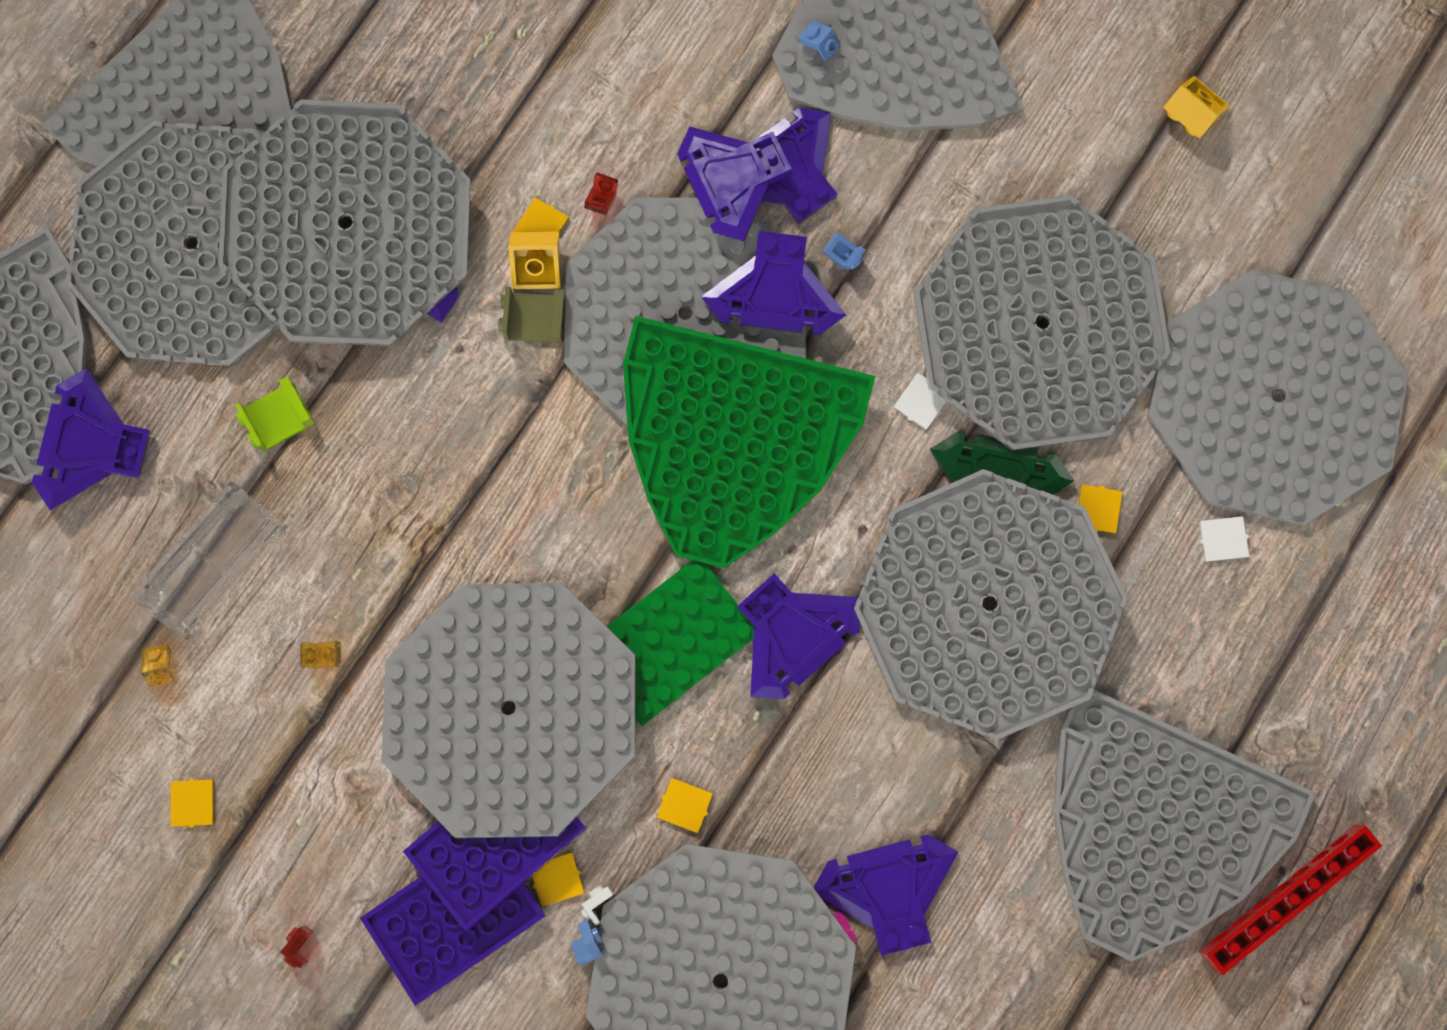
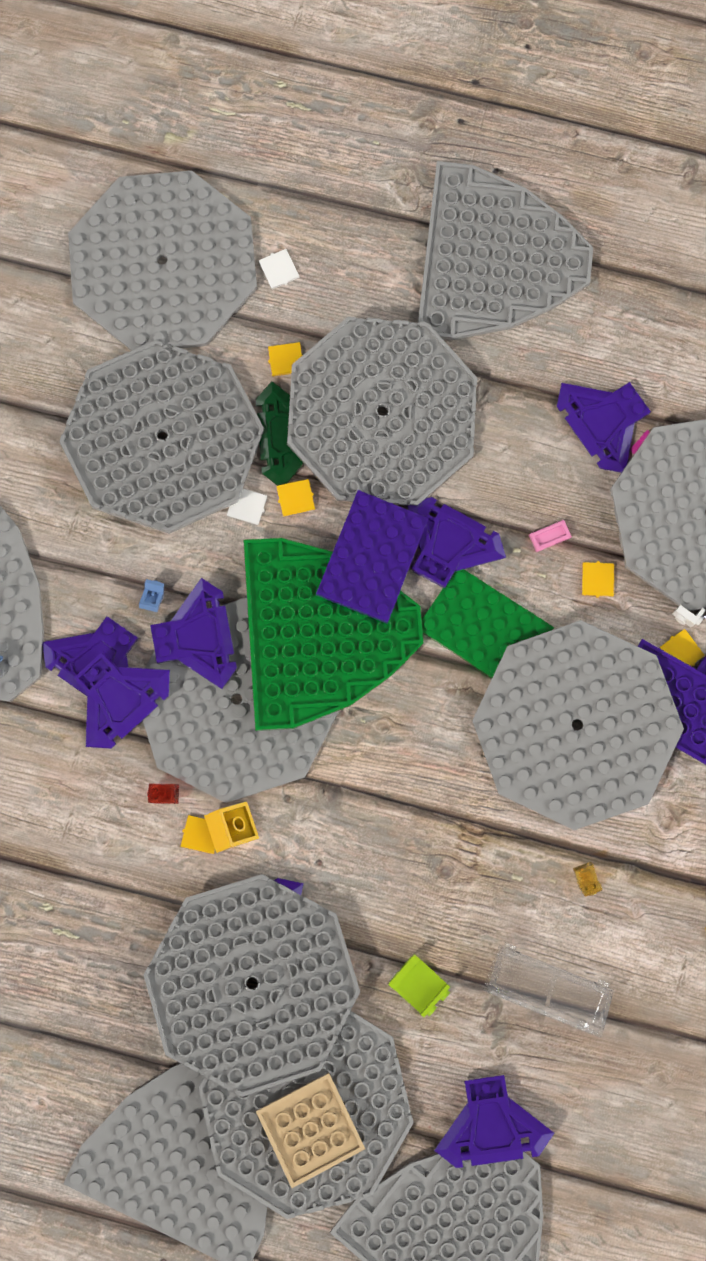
camera: 110 degrees left, 0 degrees up
(156, 665) = (639, 1002): clear yellow bracket -> none
(160, 235) = (310, 1130): none -> tan plate
(532, 316) = (276, 813): olive panel -> none
(760, 764) = (550, 536): none -> bright pink tile
(804, 527) = (372, 556): none -> dark purple plate
(912, 462) = (295, 497): none -> yellow piece
(1289, 899) = (515, 158): red brick -> none

